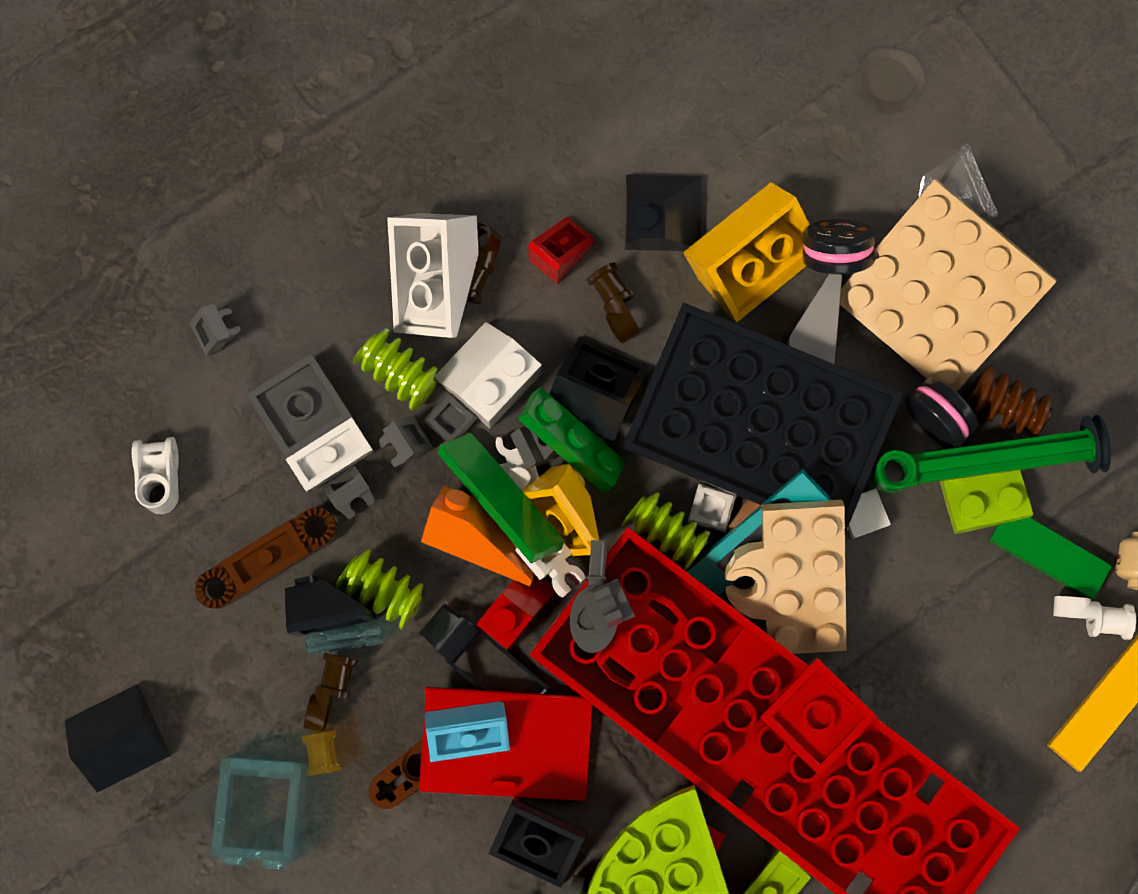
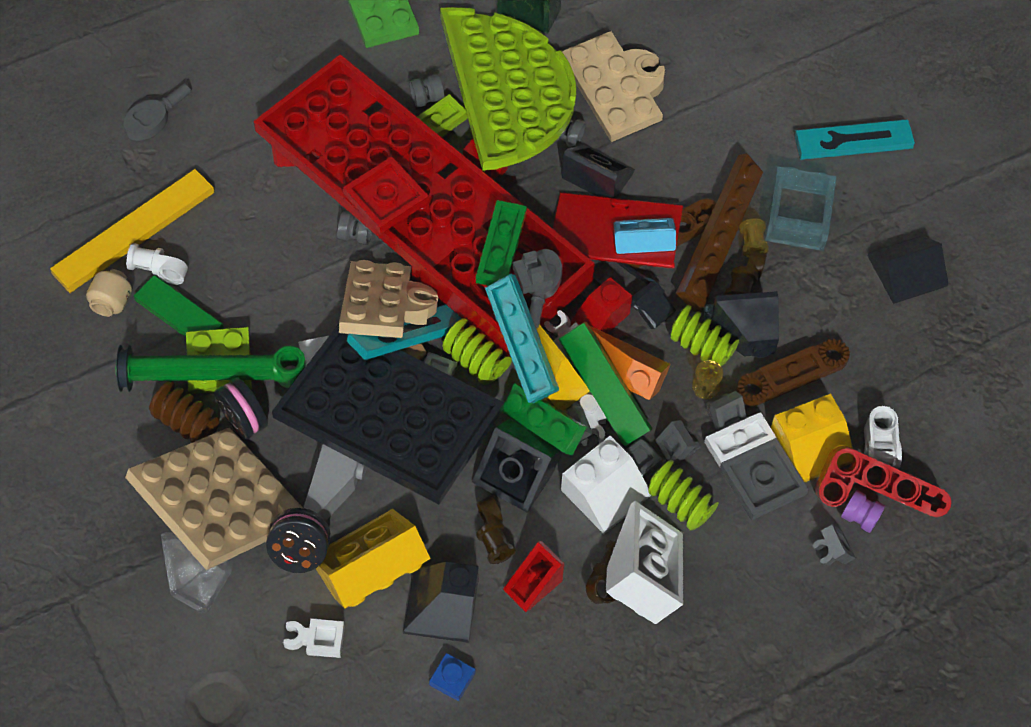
camera: 175 degrees left, 20 degrees down
(160, 412) = (886, 485): none -> red beam
(179, 376) = (863, 511): none -> medium lavender wheel
(240, 466) = (810, 435): none -> yellow slope
(365, 759) = (719, 232): none -> reddish brown plate
(368, 519) = (701, 374): none -> clear yellow bush
(611, 521) = (522, 338): none -> teal tile
(638, 131) = (452, 677): none -> blue plate
(653, 658) = (501, 242): none -> green plate
(790, 153) = (321, 637): none -> white plate

